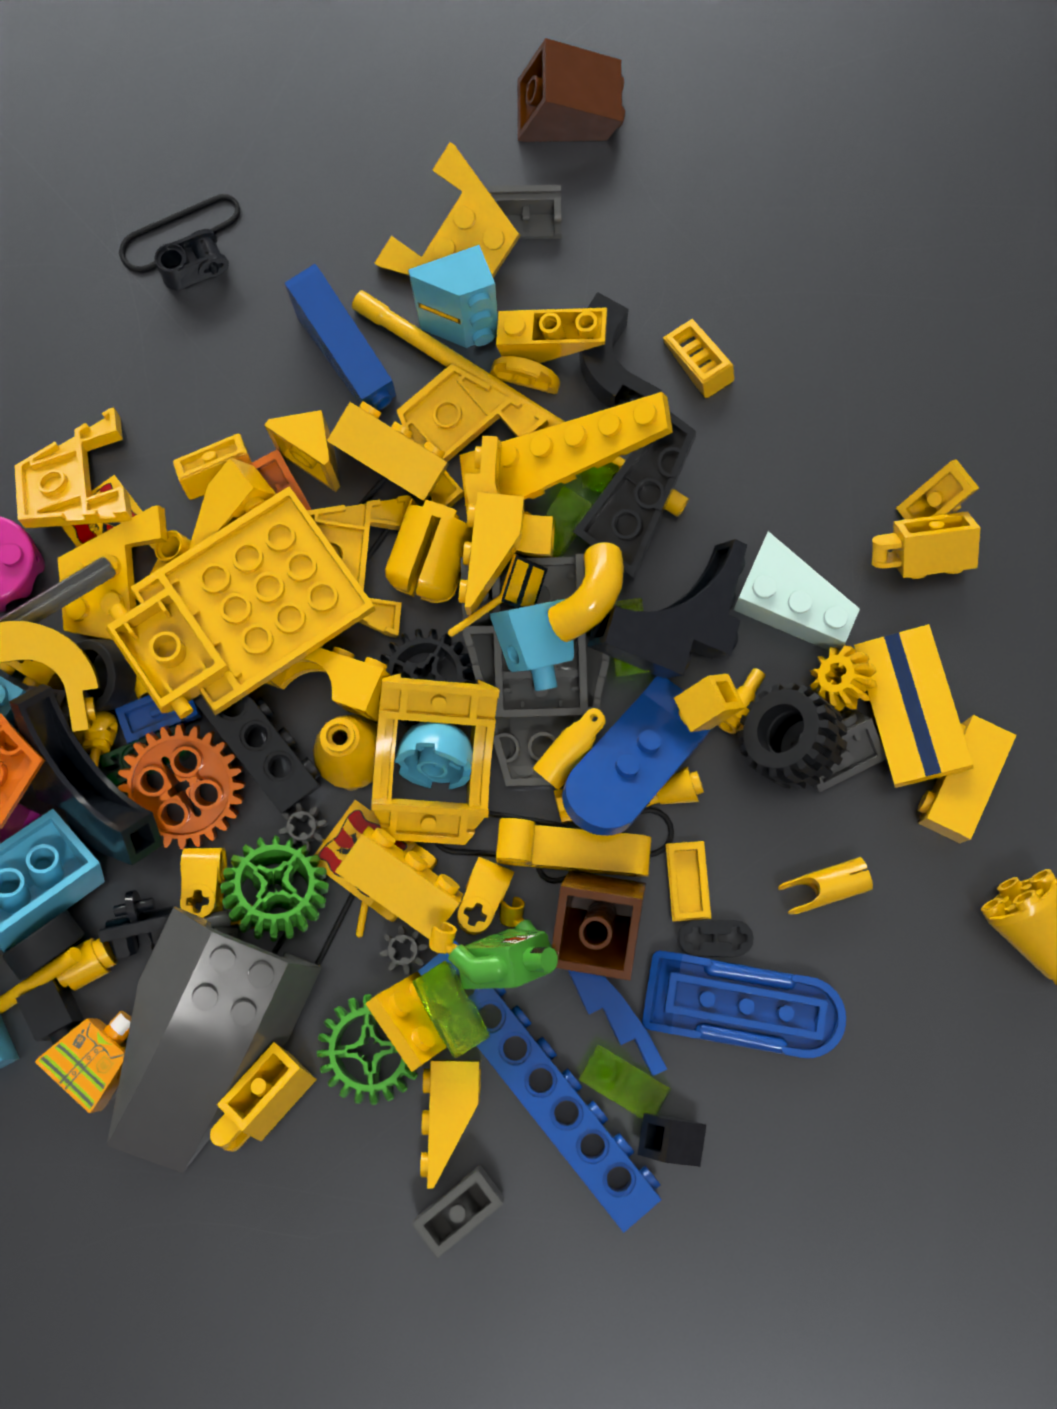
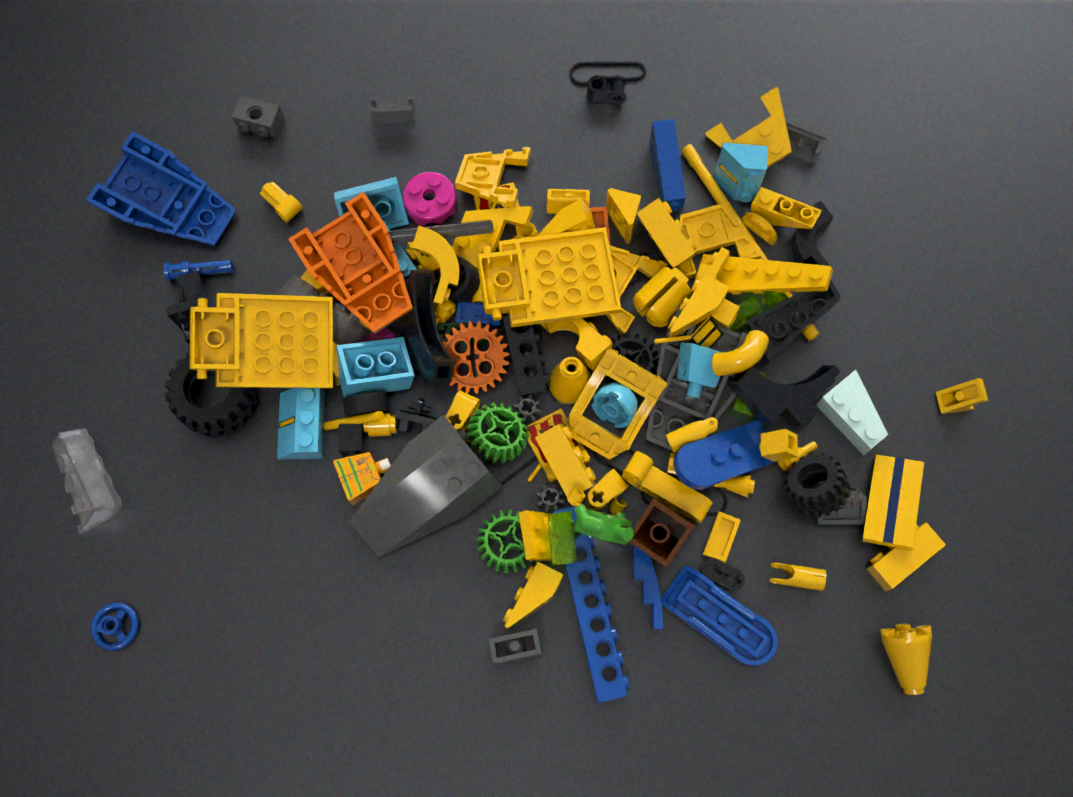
camera: 25 degrees right, 5 degrees down
(260, 1098) = (439, 537): yellow brick -> none
(569, 95) = (854, 90): reddish brown slope -> none
(624, 1083) = (635, 628): clear neon green slope -> none
(671, 1140) = (647, 667): black brick -> none
(711, 376) = (866, 274): yellow slope -> none
(844, 677) = (861, 468): yellow gear -> none
(929, 545) = (944, 420): yellow brick -> none

